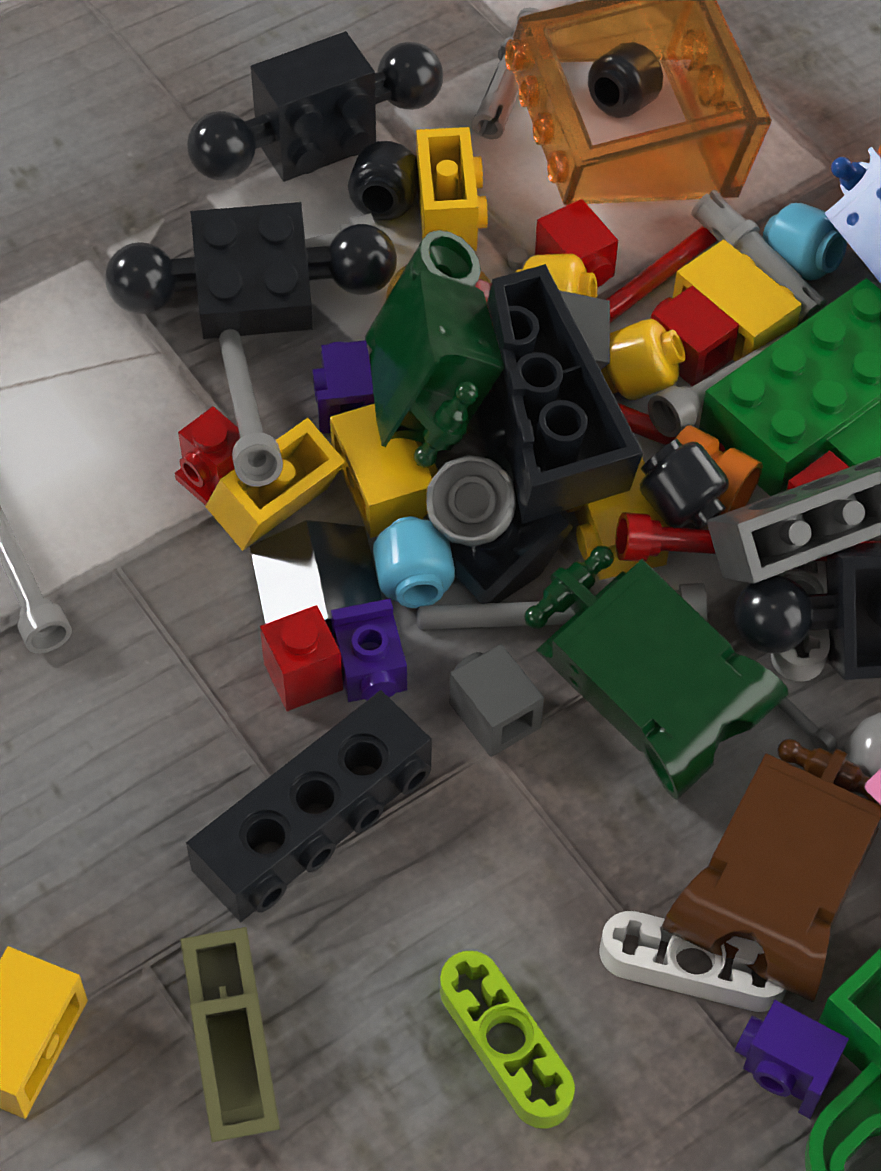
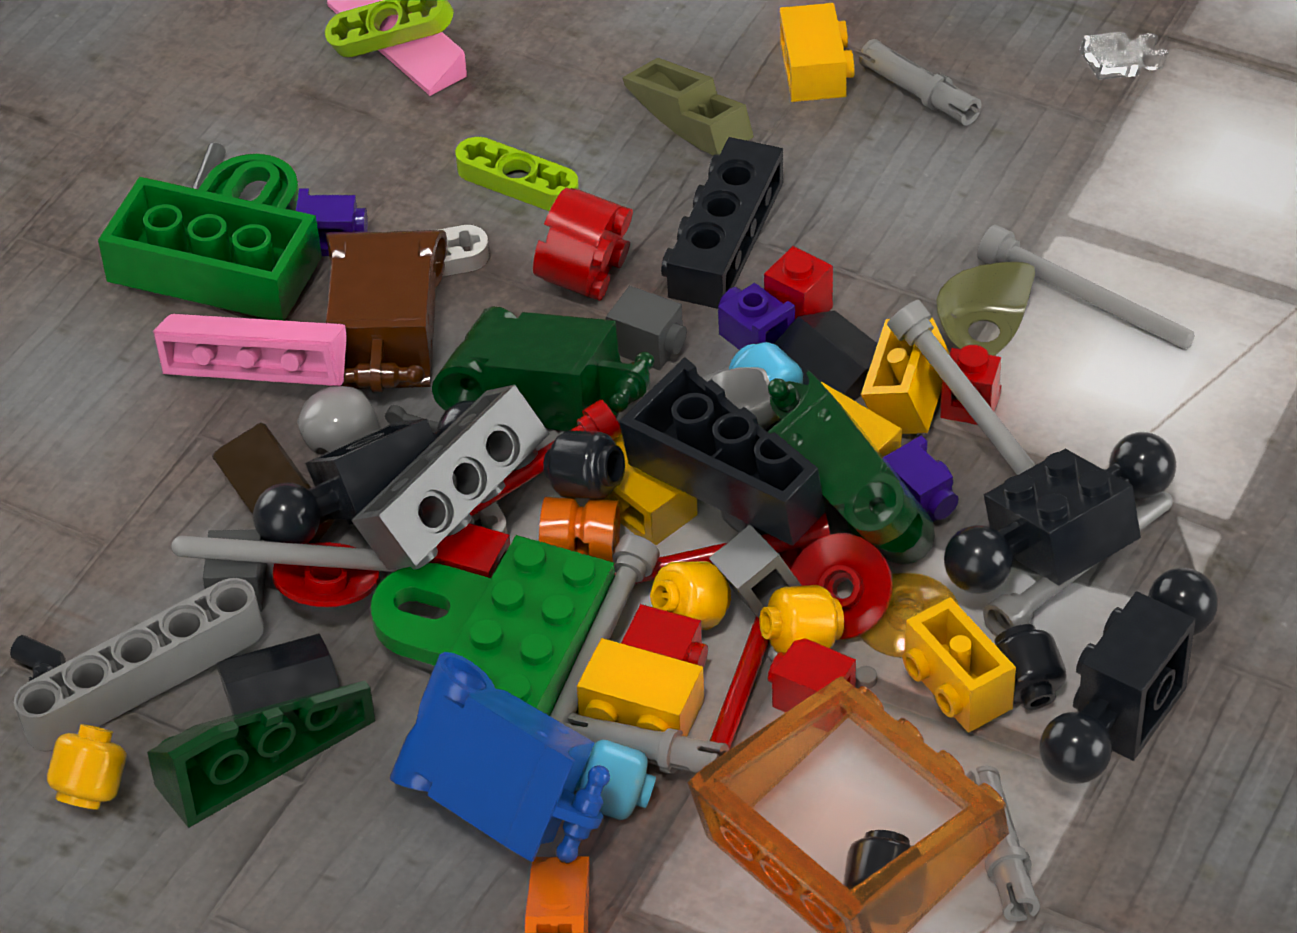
camera: 155 degrees right, 10 degrees down
(163, 536) = (985, 294): none -> olive piece
(506, 824) = (582, 243): none -> red brick

